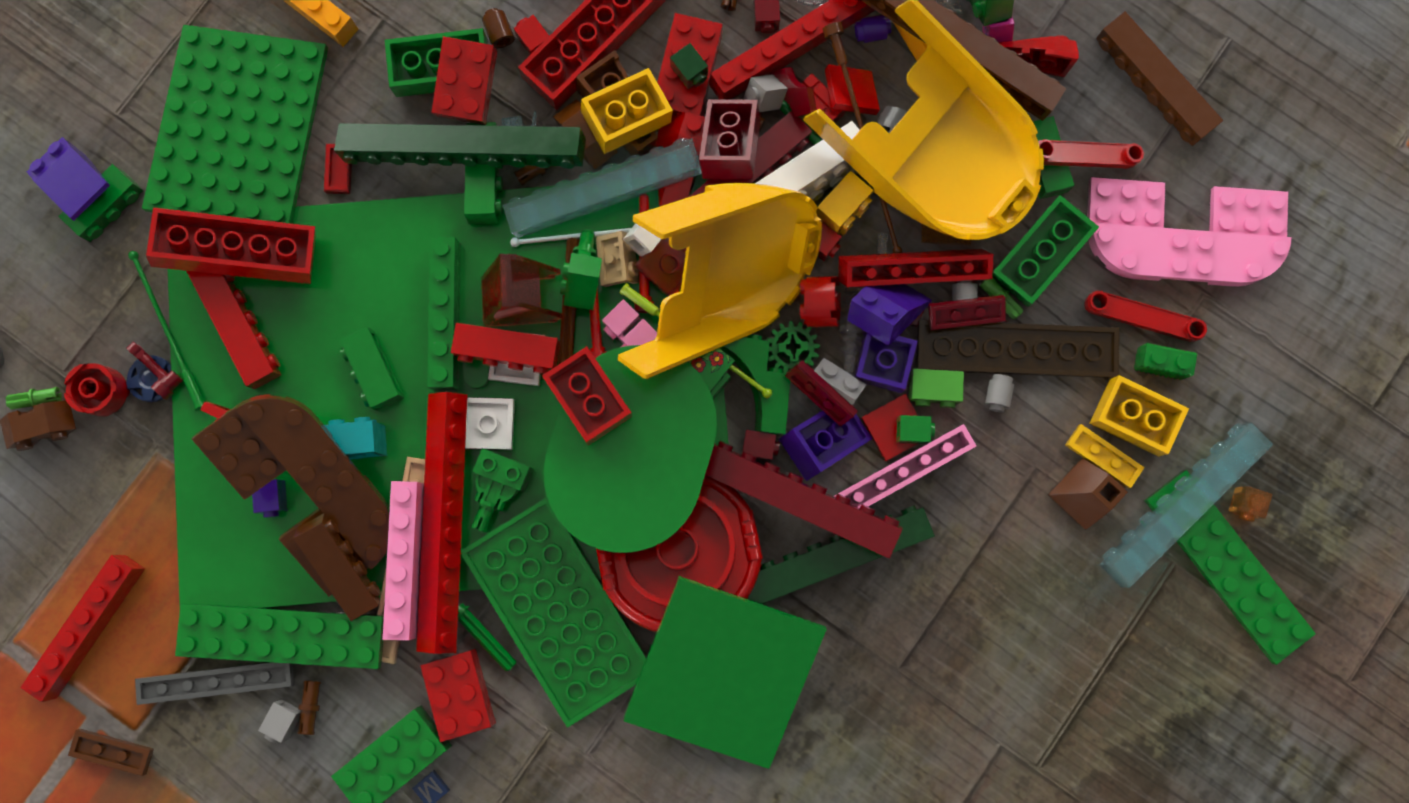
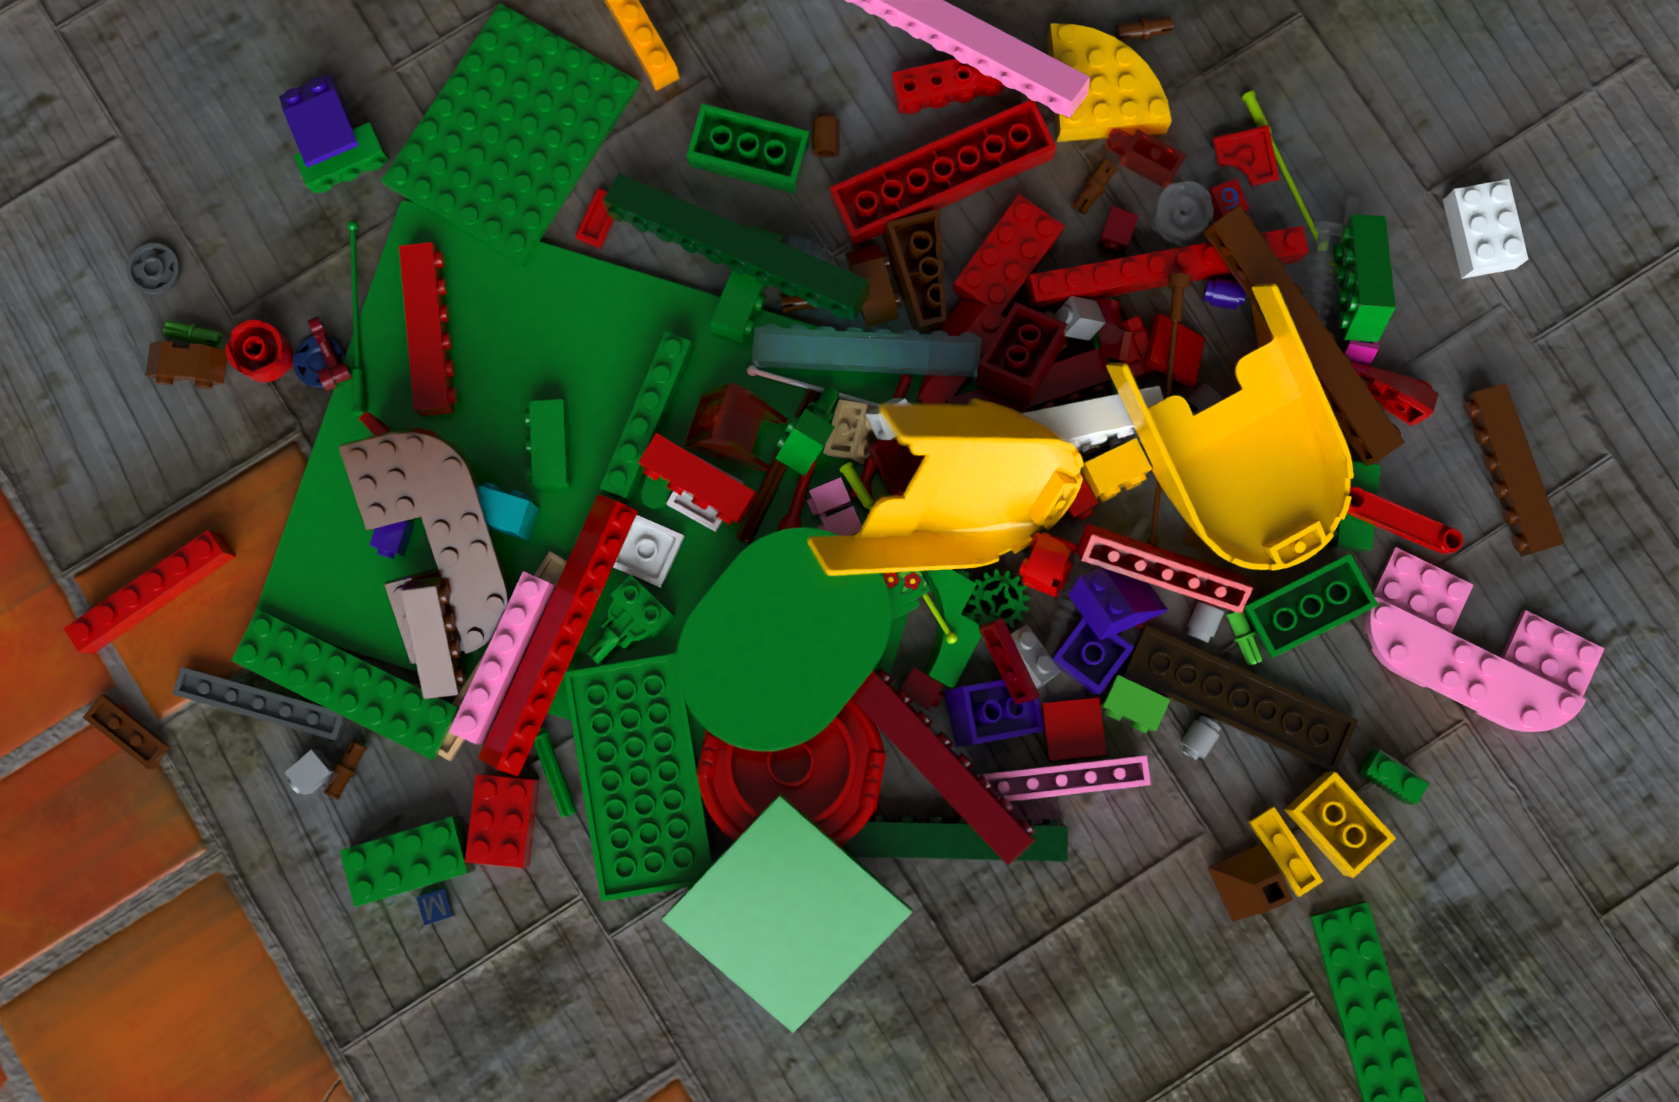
camera: 25 degrees right, 0 degrees up
(231, 246) = (457, 259): red brick -> none
(464, 80) = (767, 181): red brick -> none
(530, 33) = (857, 155): red brick -> none
(587, 395) = (760, 566): red brick -> none
(626, 110) = (924, 280): yellow brick -> none
(689, 66) = (1010, 259): dark green brick -> none
(914, 429) = (1092, 740): green brick -> none
(967, 312) = (1200, 638): dark red tile -> none
(1145, 316) = (1392, 720): red piece -> none
(1185, 504) = (1350, 938): clear light blue brick -> none
(1250, 503) = (1421, 966): clear orange brick -> none

